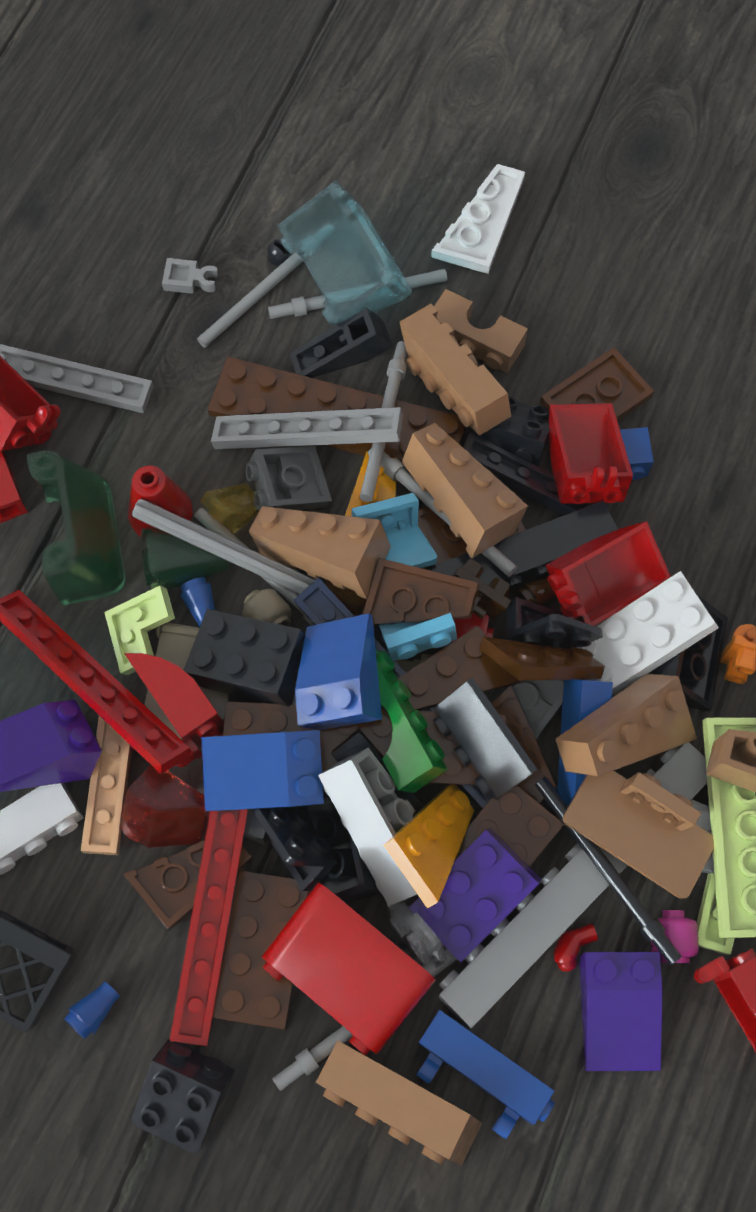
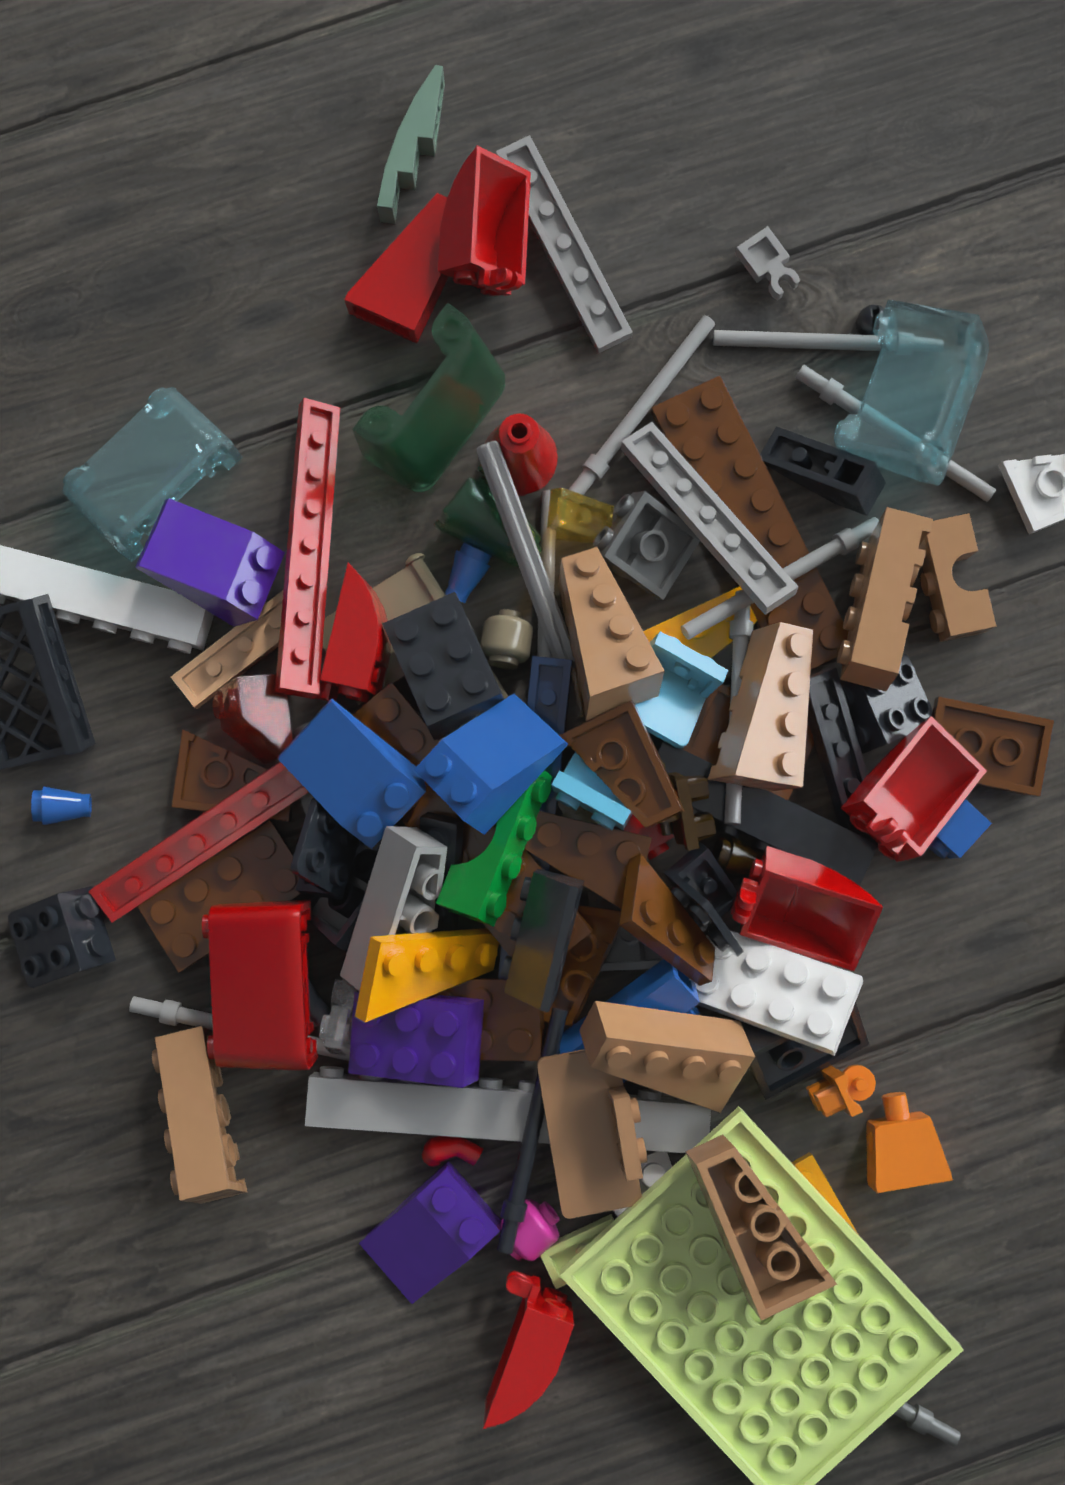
camera: 45 degrees right, 15 degrees up
(131, 622) = (392, 533): yellowish green plate -> none
(210, 469) = (597, 465): none -> light grey bar
(488, 1070) = (287, 1163): blue brick -> none

